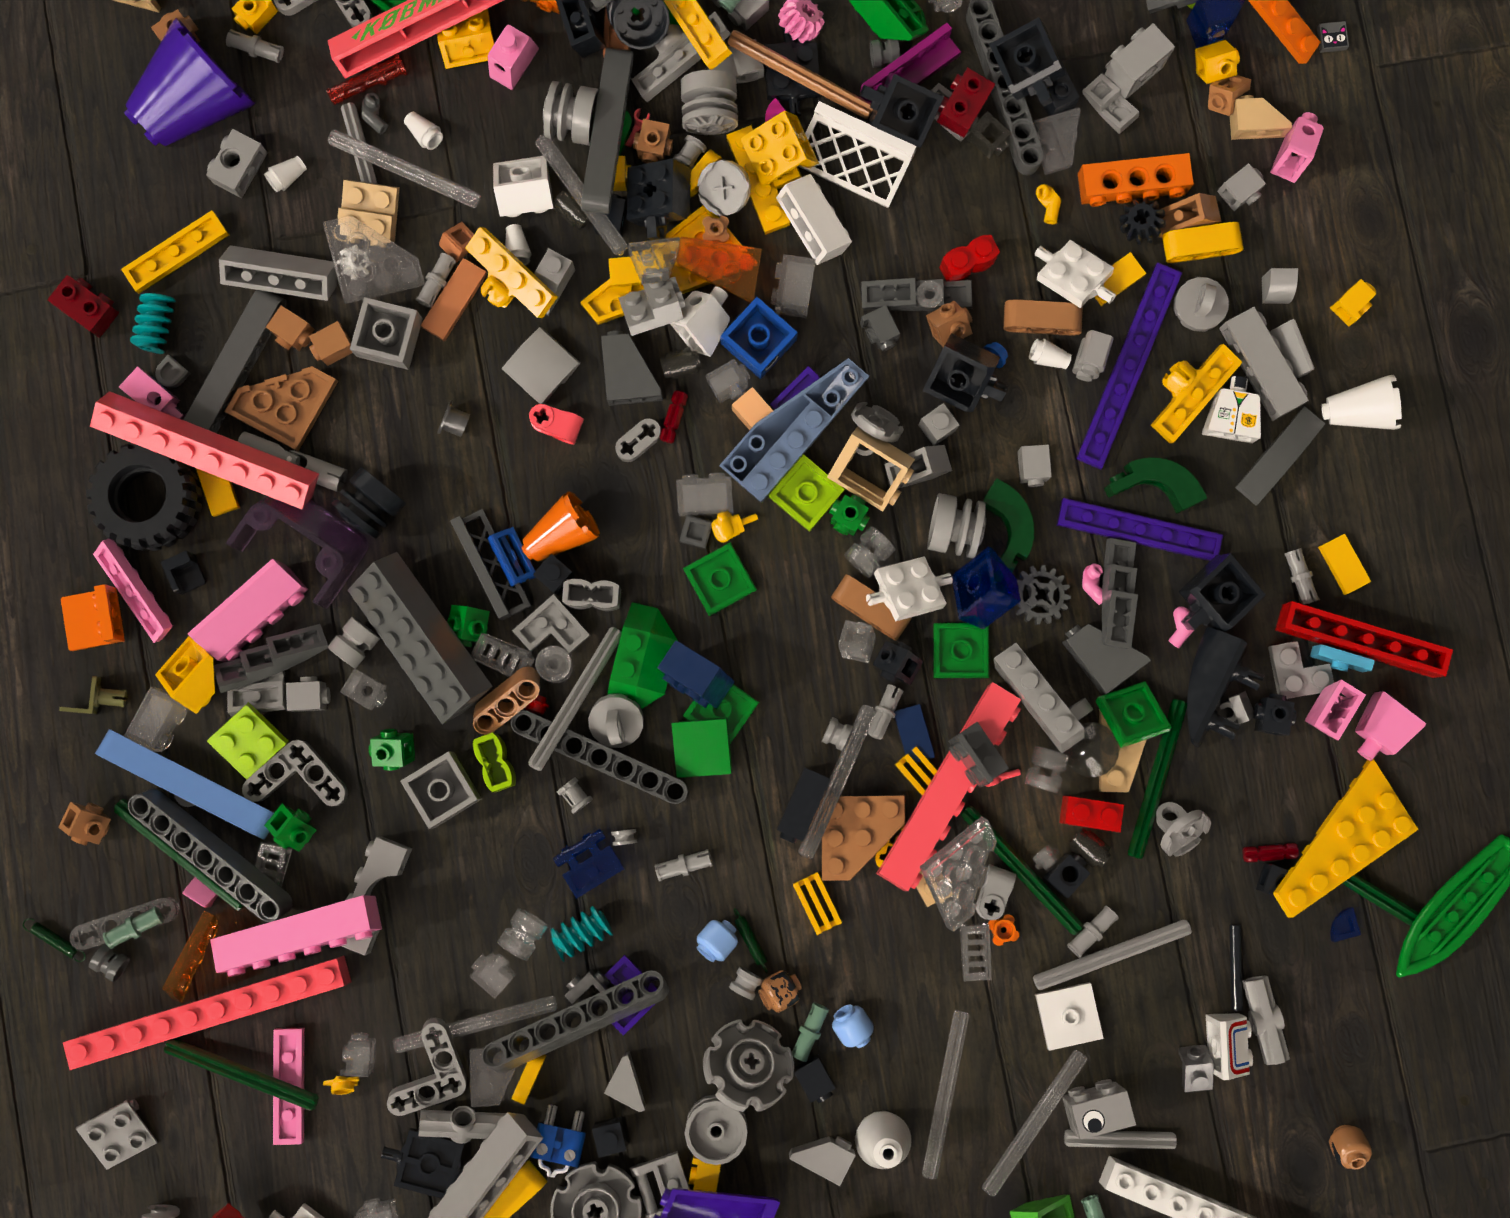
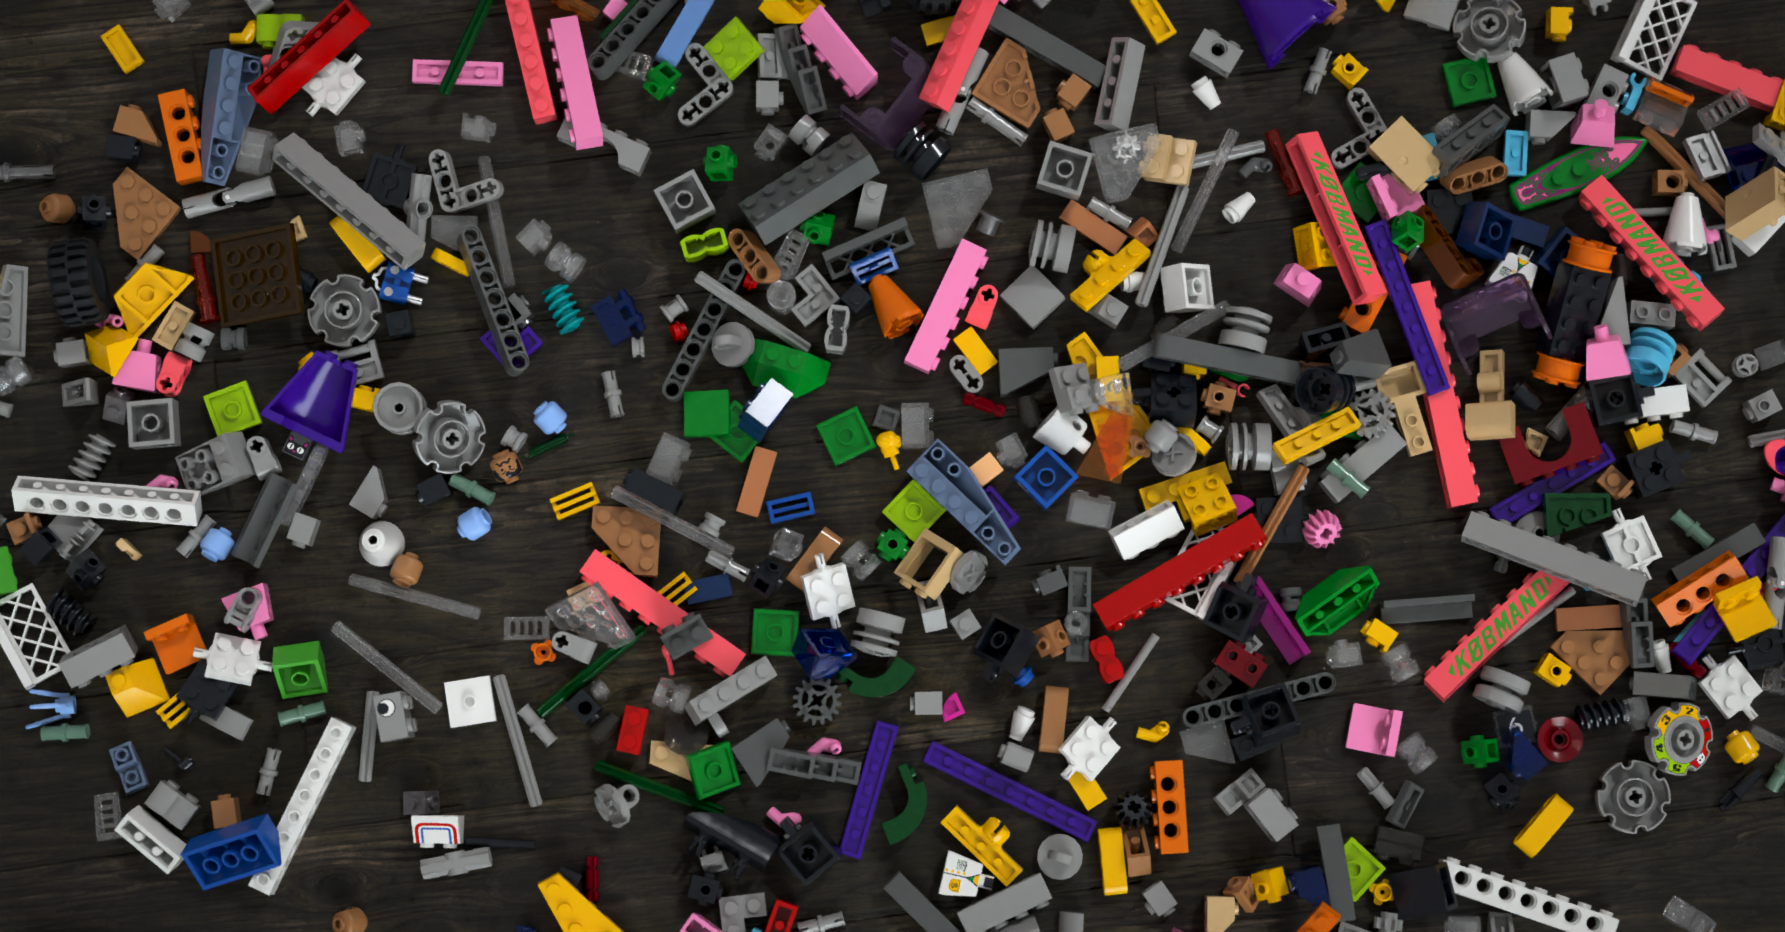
camera: 90 degrees right, 0 degrees up
(329, 417) = (996, 121): none -> light grey pin
(342, 1085) = (455, 115): yellow plate -> none
(432, 463) = (955, 204): none -> clear plate
(437, 563) = (870, 205): none -> light grey slope
(473, 215) = (1161, 246): none -> light grey axle
(479, 339) = (1052, 246): none -> light grey wheel
(557, 467) = (945, 307): none -> bright pink brick
(603, 788) = (678, 331): none -> red plate
(608, 430) = (975, 350): none -> yellow tile
(625, 1085) = (439, 339): light grey slope -> none
(703, 201) = (1161, 436): none -> light grey head
(760, 791) = (668, 459): none -> clear brick
(781, 683) = (756, 481): none -> nougat tile
(803, 618) = (793, 507): none -> blue tile
(862, 173) = (1180, 572): none -> red brick
(914, 1107) = (406, 569): none -> medium nougat head
(977, 230) = (1131, 671): none -> light grey bar
(1036, 435) = (952, 708): none -> dark pink tile

